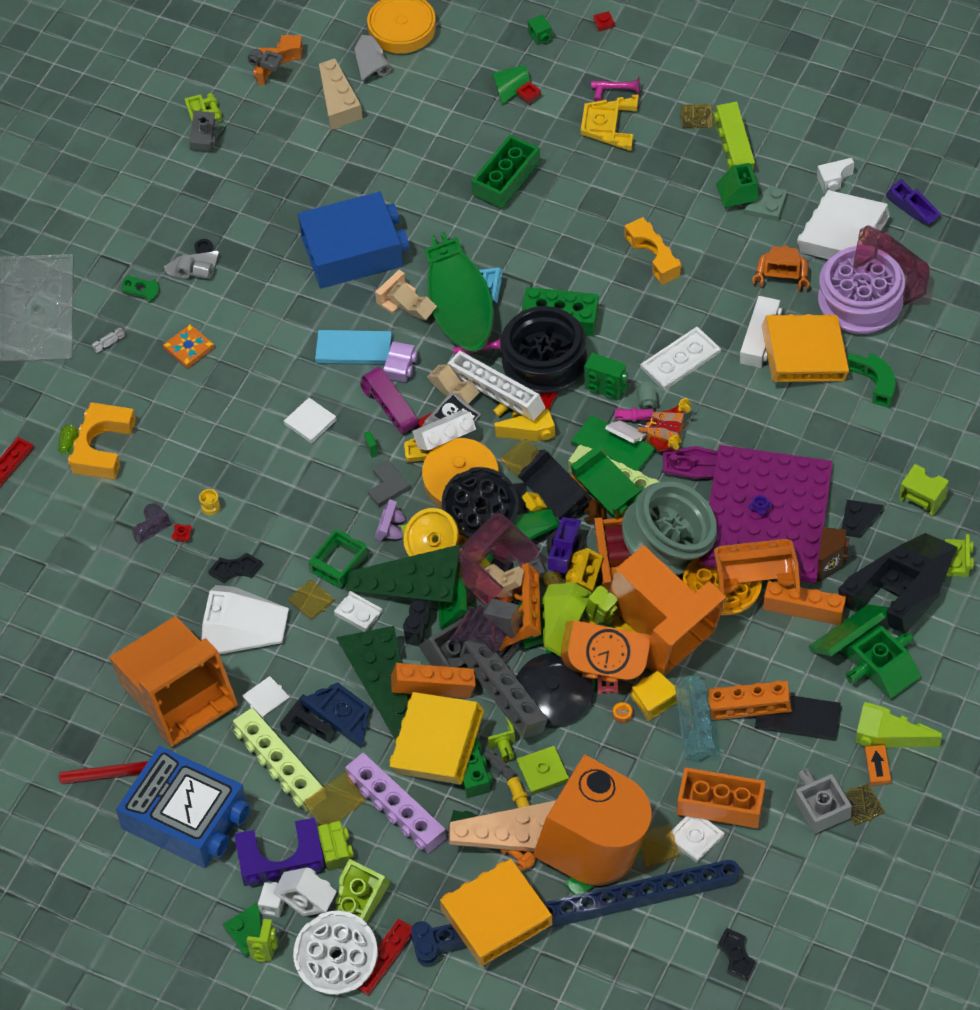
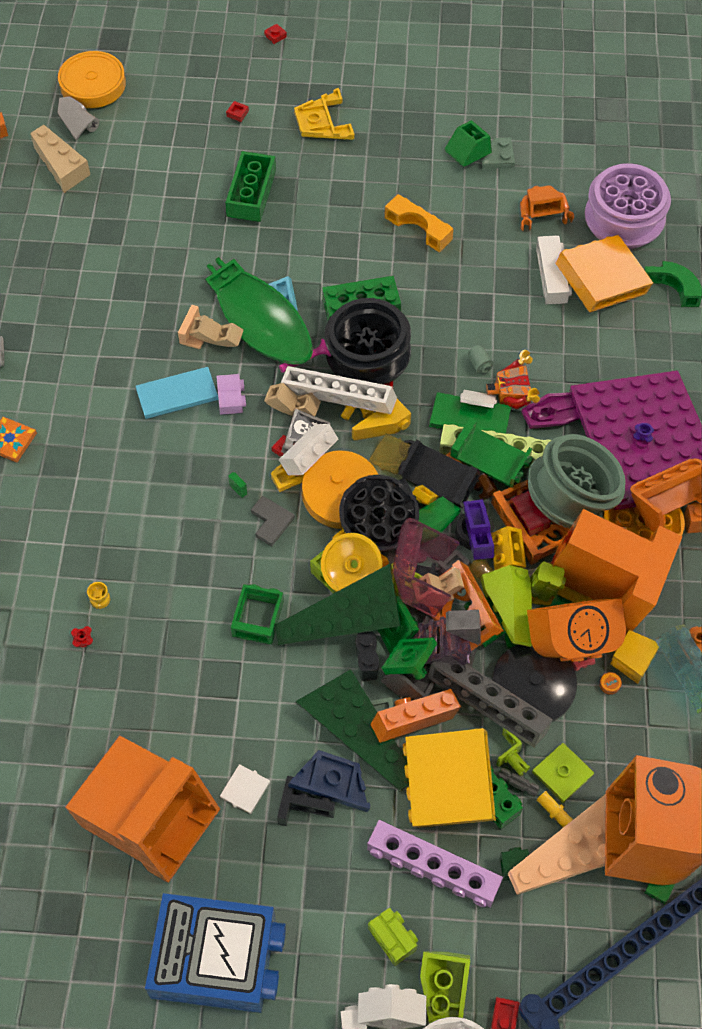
camera: 25 degrees left, 5 degrees up
(101, 772) = (108, 937): red axle -> none
(156, 521) = (47, 638): clear purple plate -> none
(242, 620) = (185, 713): white wedge -> none
(243, 566) = (145, 661): black tile -> none
(251, 722) = (245, 824): yellowish green brick -> none
(257, 869) = (321, 995): dark purple arch -> none
(310, 420) = (165, 478): white tile -> none
(311, 599) = (246, 666): clear yellow piece -> none
(334, 800) = (370, 885): clear yellow piece -> none
(352, 239) = (132, 288): blue brick -> none
(358, 612) = (300, 663): white plate -> none
(379, 385) = (237, 433): magenta beam -> none
(385, 528) = (287, 553): lavender tile -> none
(445, 629) = (410, 657): none -> green tile
(495, 912) = (602, 957): light orange brick -> none
(509, 81) = (216, 106): green slope -> none
(524, 861) = (594, 880): orange bar -> none
(539, 29) = (222, 54): green brick -> none
(600, 85) = (299, 89): dark pink piece -> none
(605, 376) = (437, 351): green brick -> none
(633, 414) = (476, 380): dark pink pin -> none
(680, 358) = (491, 315): white tile -> none
(696, 116) = (397, 94): clear yellow piece -> none
(733, 135) = (441, 101): lime wedge -> none
(833, 173) = (544, 113): white arch -> none
(838, 223) = (577, 155): white brick -> none
(912, 203) = (624, 120): dark purple slope -> none
(917, 270) = (629, 162): clear pink windscreen -> none

